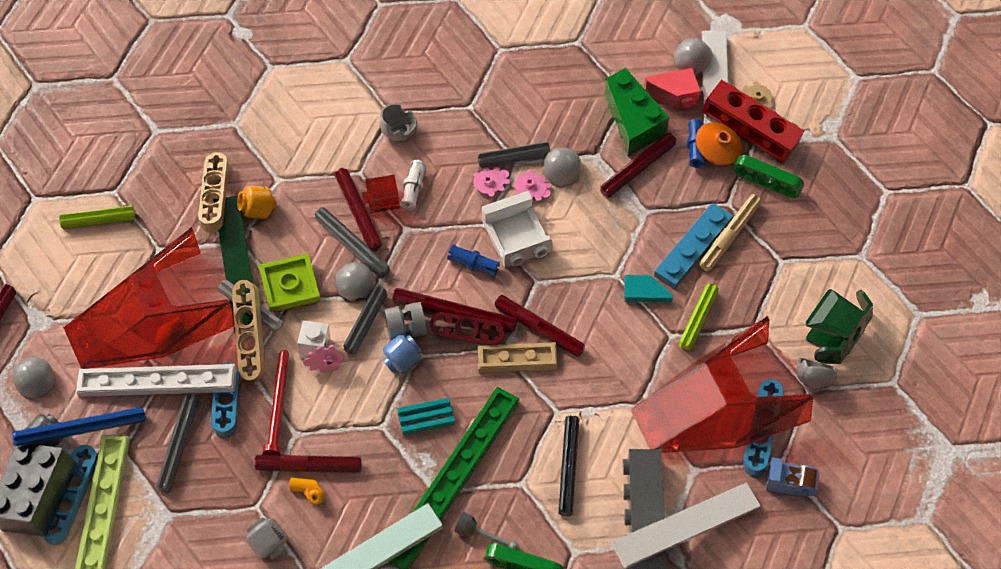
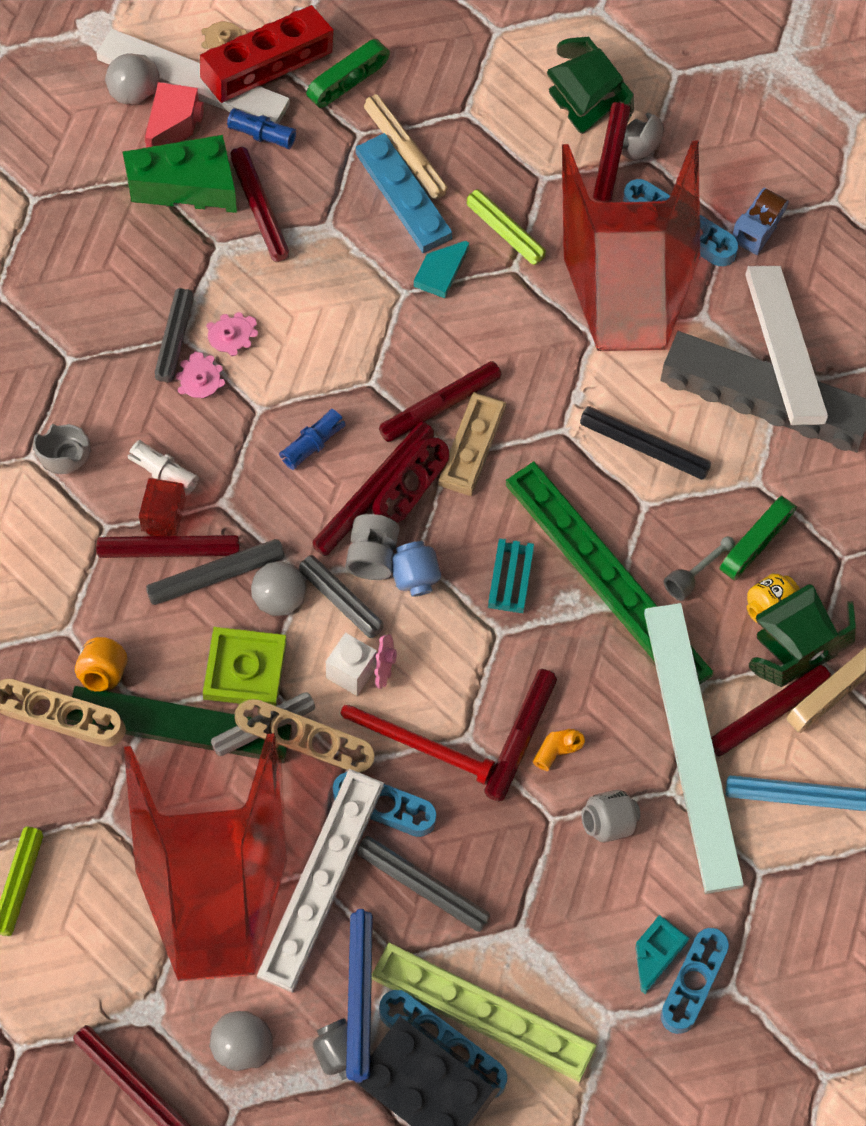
camera: 70 degrees left, 5 degrees up
(515, 230) = (293, 375): white panel -> none
(562, 166) = (220, 287): light grey hair -> none
(718, 143) = (278, 103): orange dish -> none
(789, 356) = (611, 152): none -> dark red axle

